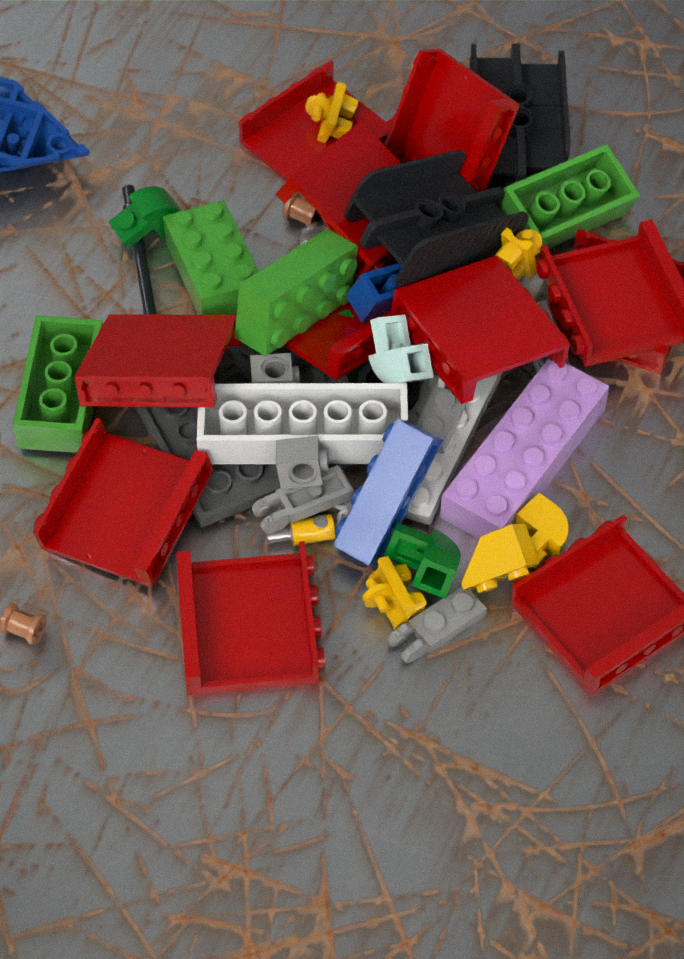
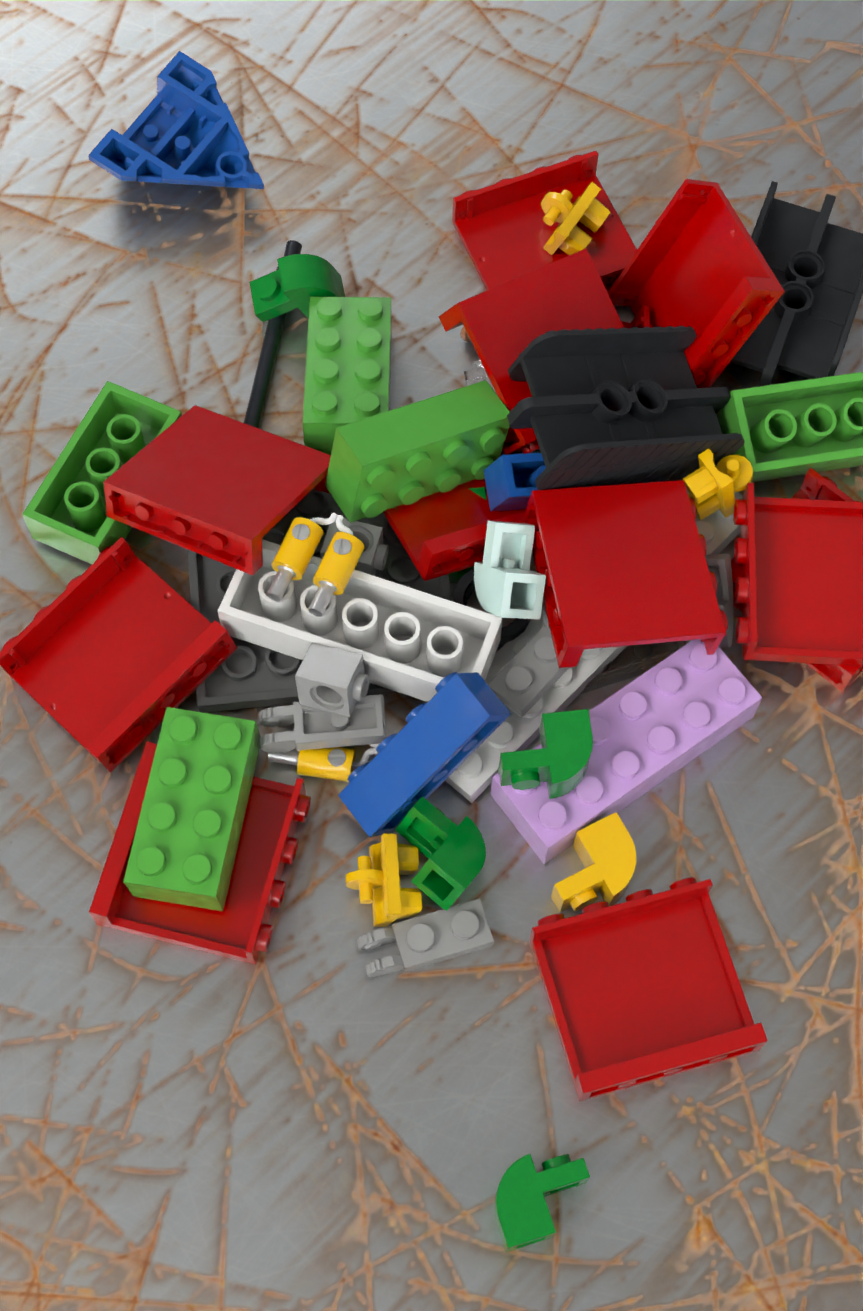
camera: 20 degrees right, 10 degrees up
(233, 586) = (193, 809): none -> bright green brick
(240, 381) = (298, 551): none -> yellow piece
(485, 464) = (561, 761): none -> green brick
(500, 555) = (530, 885): yellow slope -> none
(582, 764) = (521, 1194): none -> green brick

